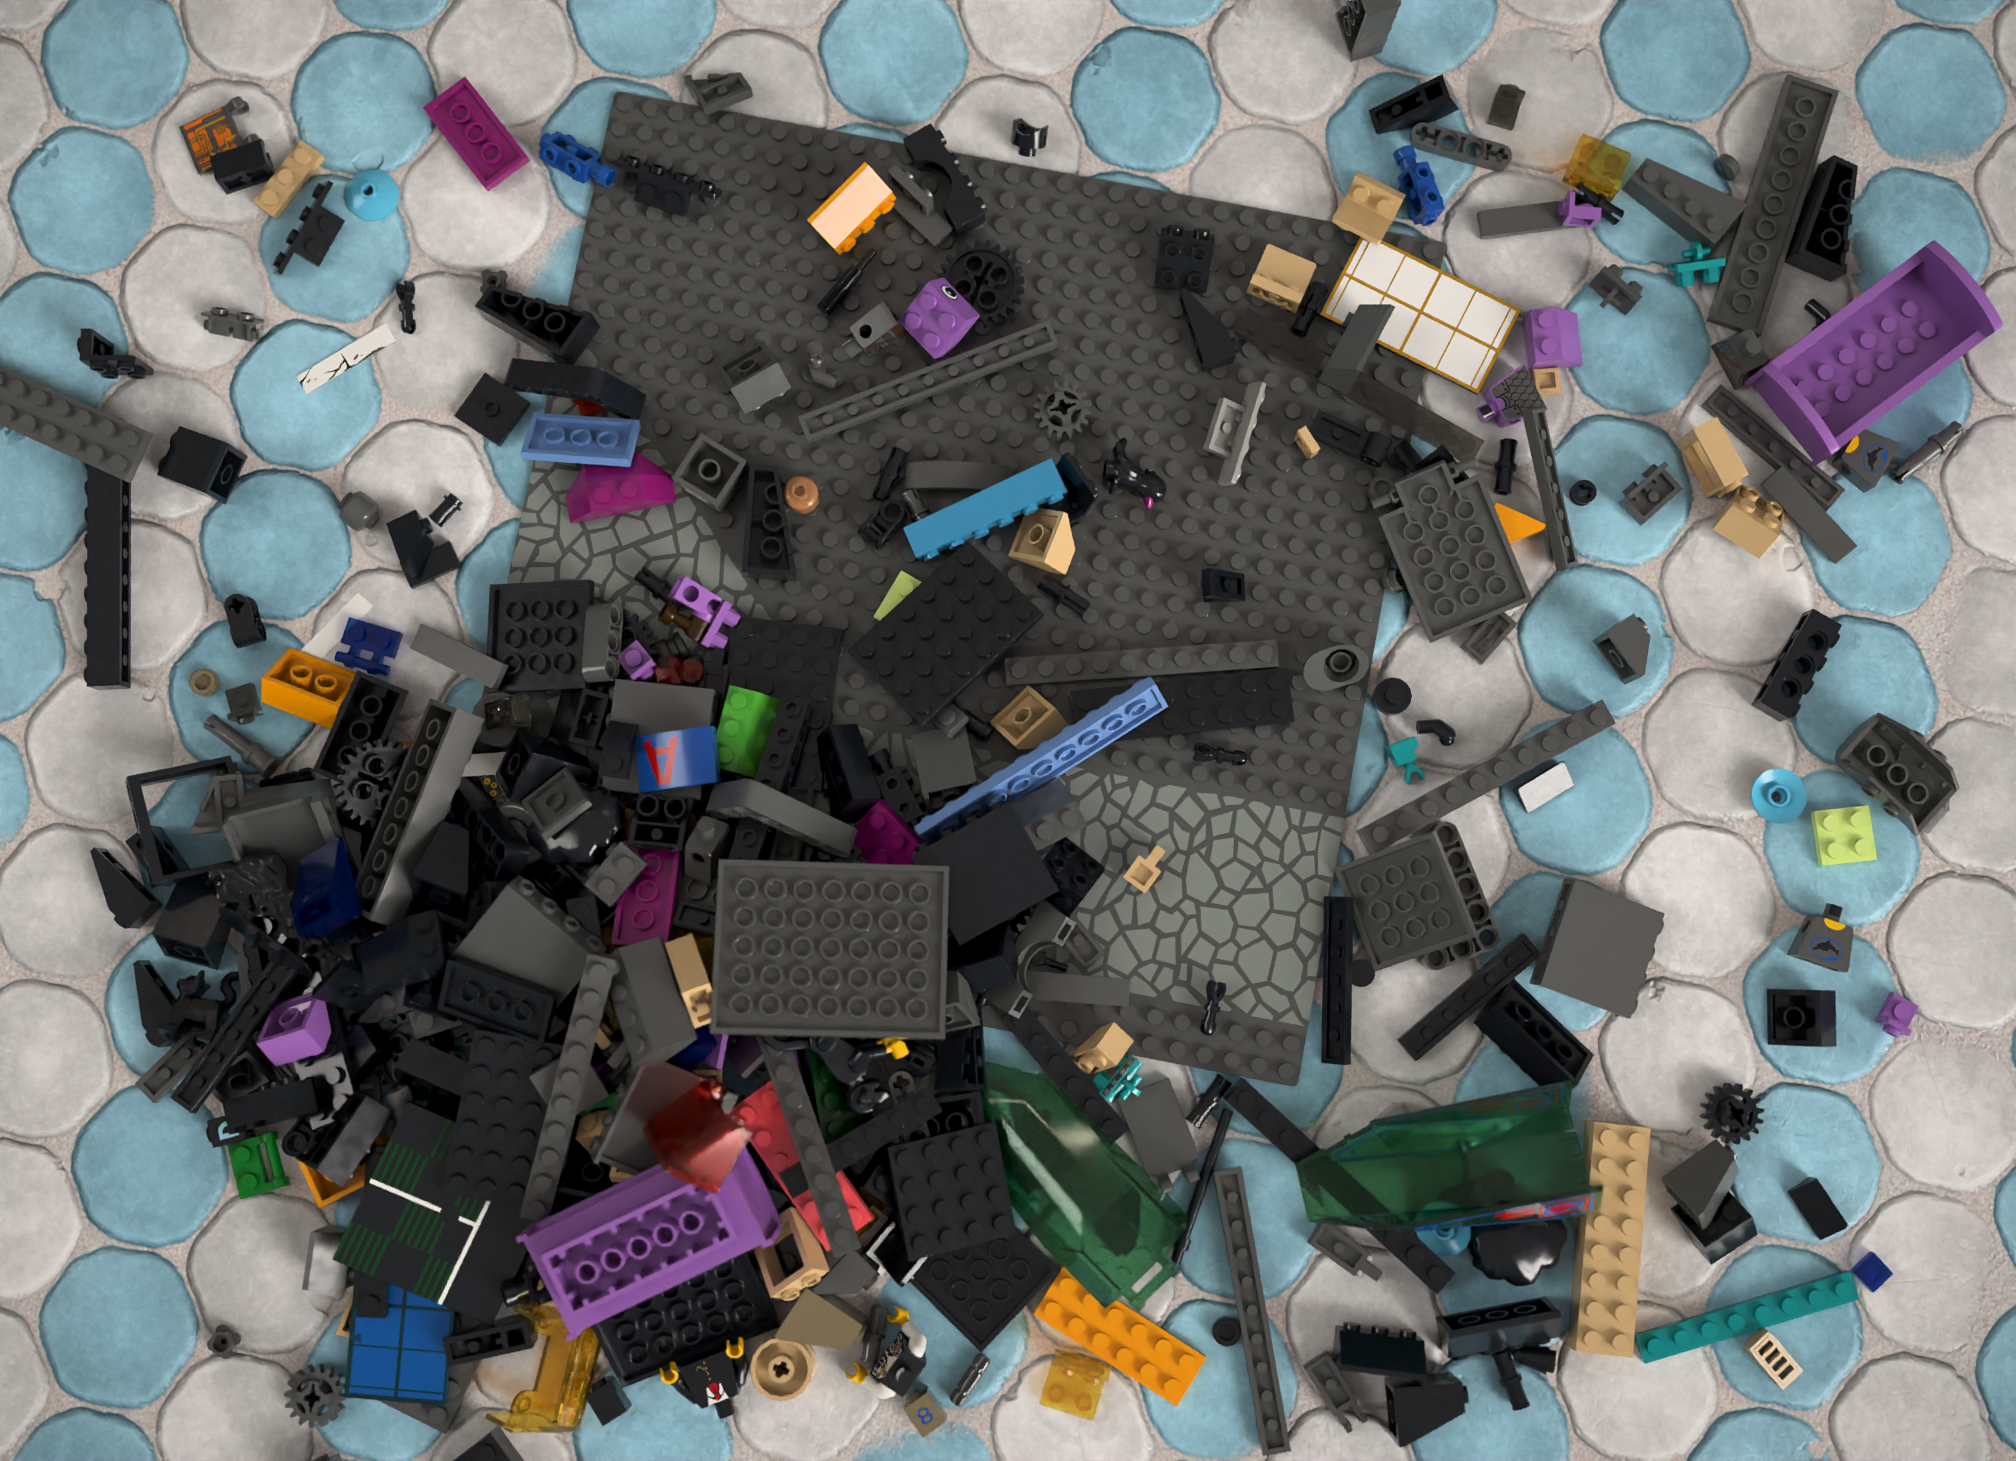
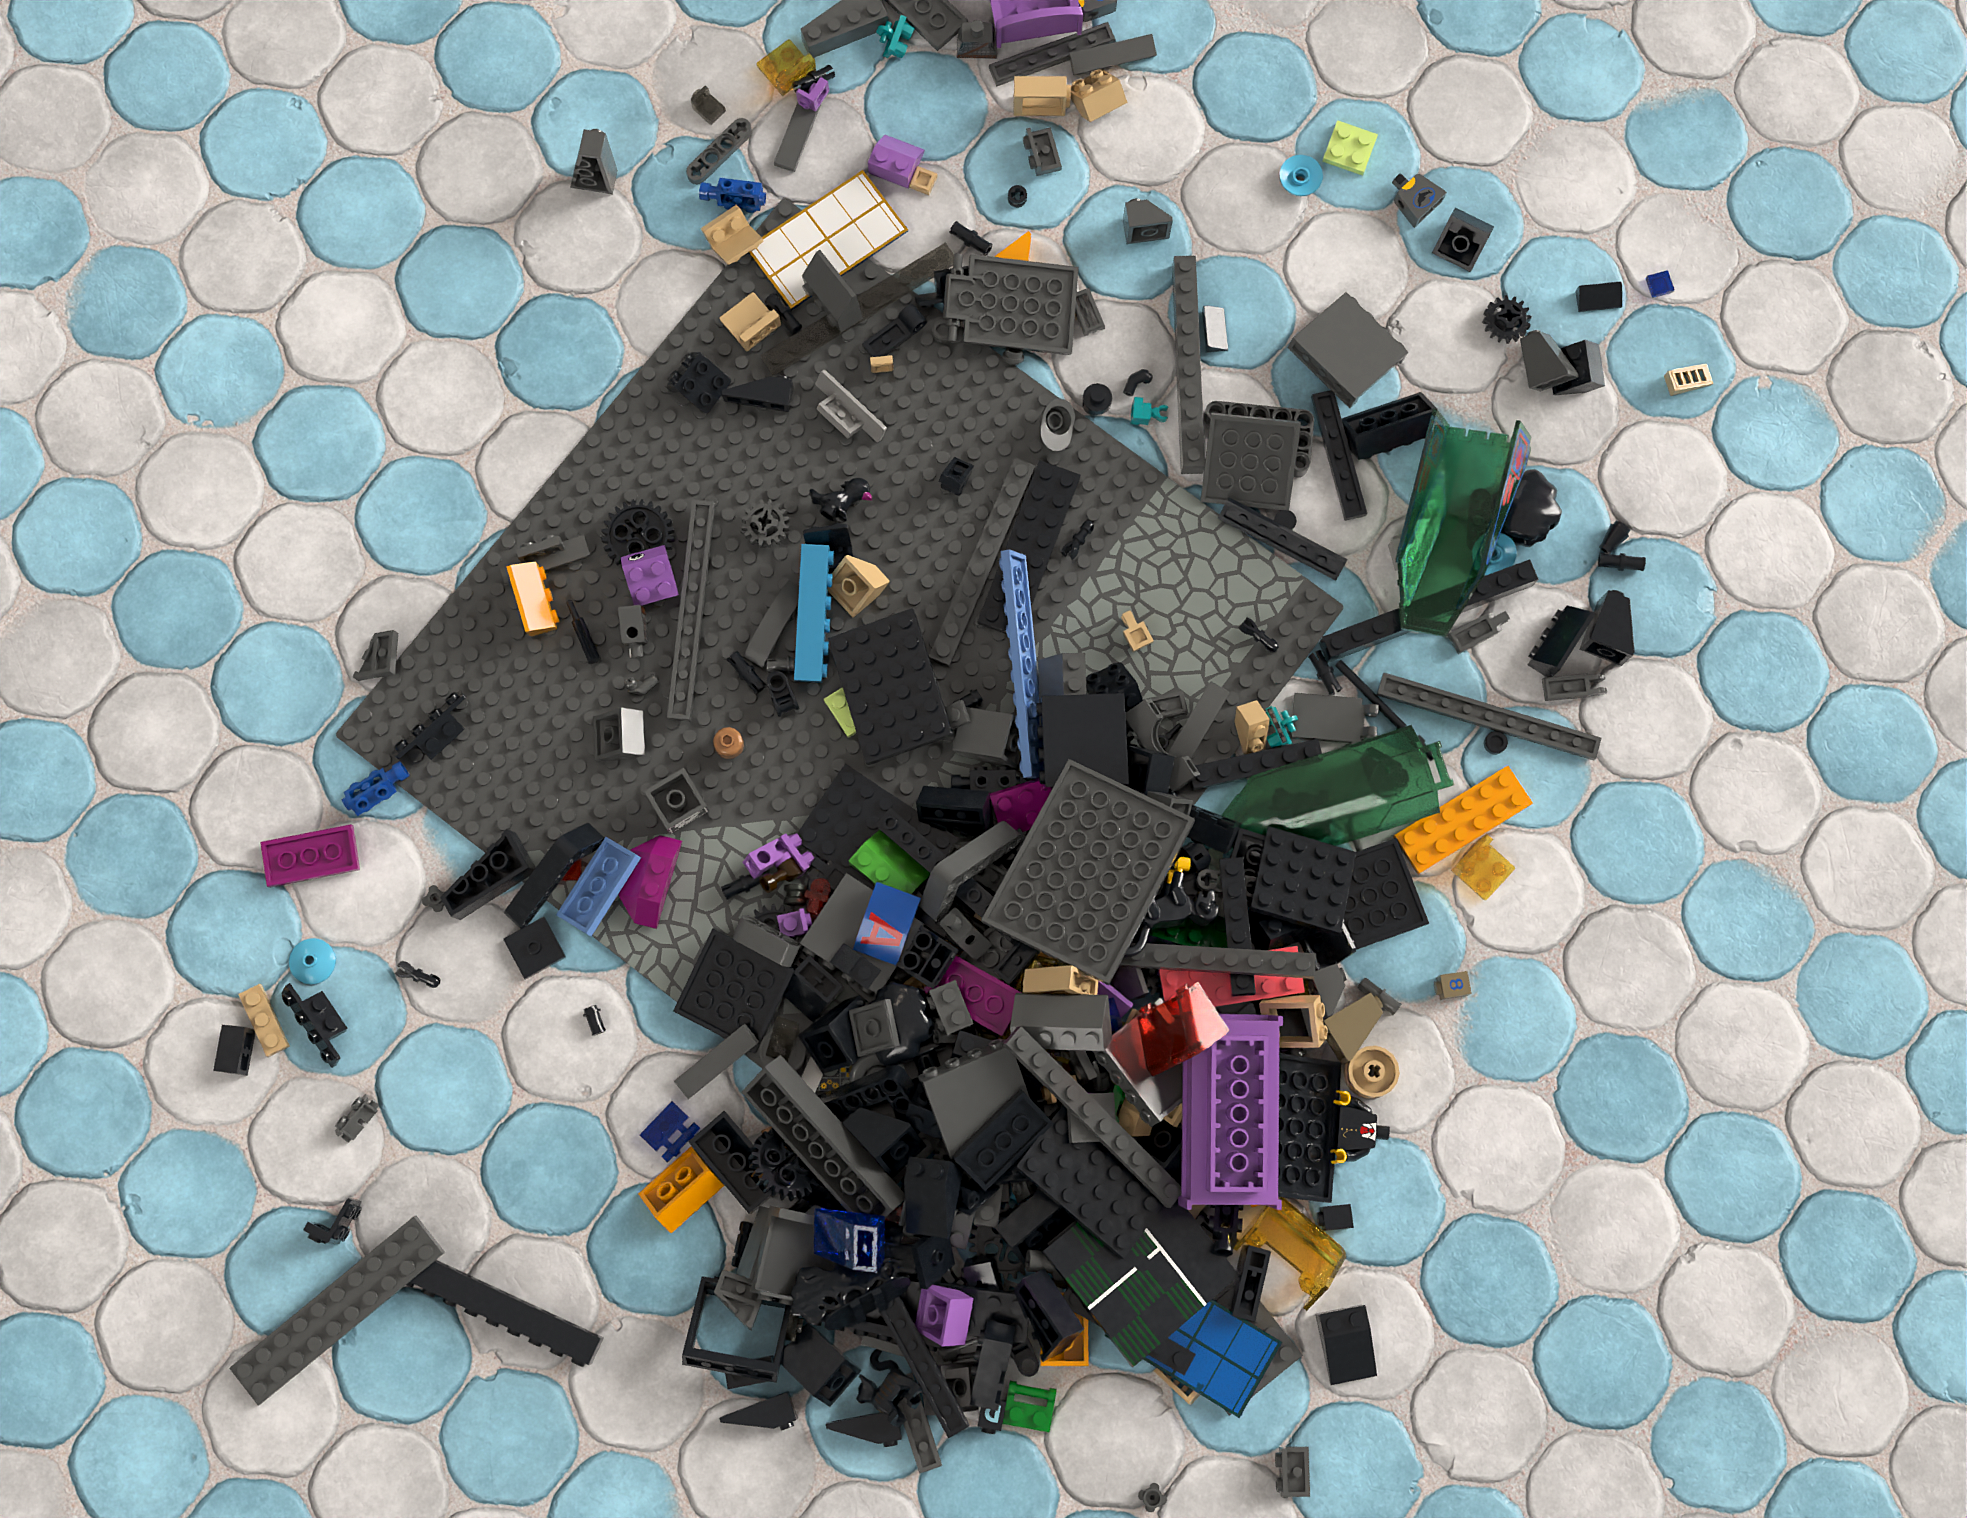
camera: 70 degrees left, 5 degrees down
(202, 464) = (456, 1193): black slope -> none
(204, 682) = (630, 1274): dark tan tile -> none
(215, 134) = (195, 1061): flag -> none
(243, 704) = (664, 1250): clear smoke bracket -> none
(245, 626) = (604, 1218): black piece -> none
(250, 752) = (706, 1261): dark grey pin -> none
(306, 1404) = (1222, 1452): dark grey gear -> none
(320, 1269) = (1135, 1380): flat silver slope -> none
(334, 629) = (641, 1150): white sticker -> none
(346, 358) = (431, 1043): white sticker -> none
(358, 511) = (560, 1087): dark grey head -> none
(411, 540) = (605, 1055): black slope -> none
(439, 562) = (631, 1052): black tile -> none
(766, 538) = (739, 780): black wedge -> none
(900, 1362) = (1411, 986): torso -> none
(929, 153) = (516, 522): black arch -> none
(970, 1380) = (1445, 943): dark grey axle -> none
(1028, 137) = (544, 447): black piece -> none
(1029, 720) = (984, 659): tan slope -> none
(1063, 594) = (903, 591): black axle -> none
(1421, 104) = (673, 166): black slope -> none
(1498, 1328) = (1581, 551): black slope -> none
(1509, 398) = (925, 209): torso -> none
(1550, 488) = (1004, 215): dark grey tile -> none
(1610, 1240) = (1557, 445): tan brick -> none
(1615, 290) = (882, 100): dark grey hips -> none
(1746, 1316) = (1651, 382): teal plate -> none
(1770, 696) = (1228, 145): black brick -> none
(1896, 1015) = (1492, 177): medium lavender bracket -> none
(1899, 771) = (1323, 87): dark grey slope -> none

